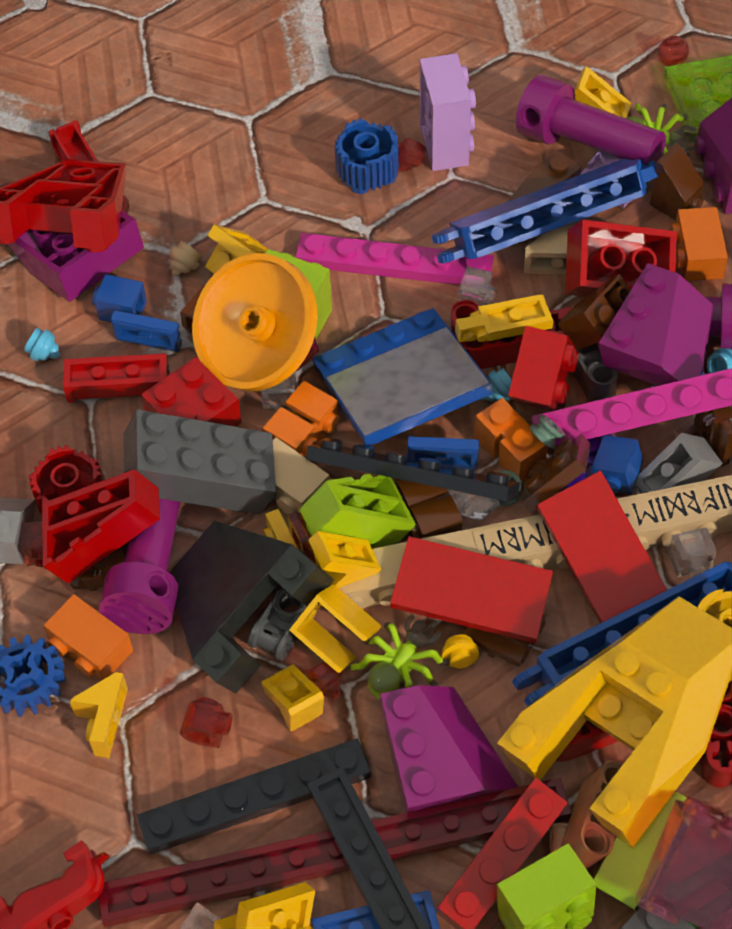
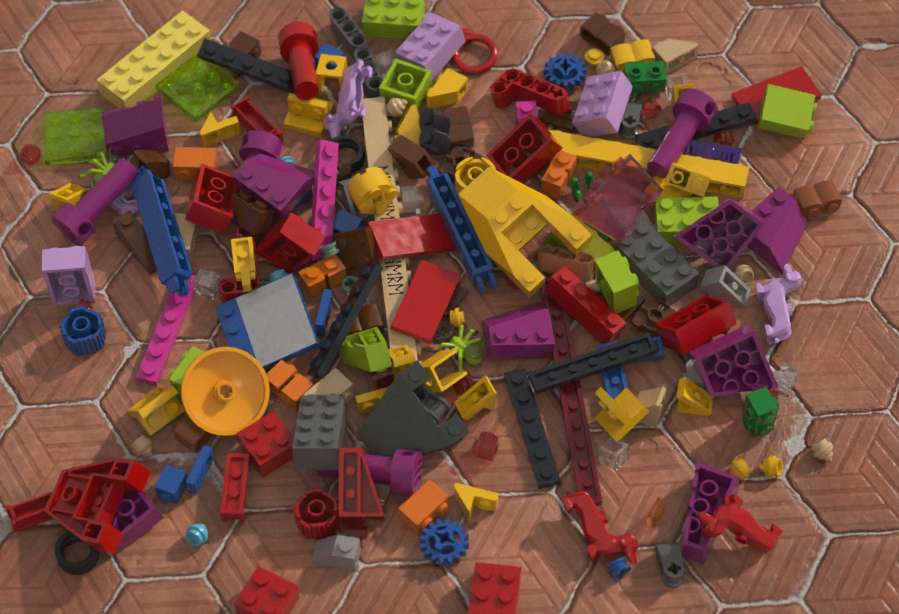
camera: 85 degrees left, 0 degrees up
(668, 470) = (372, 191): none -> yellow brick

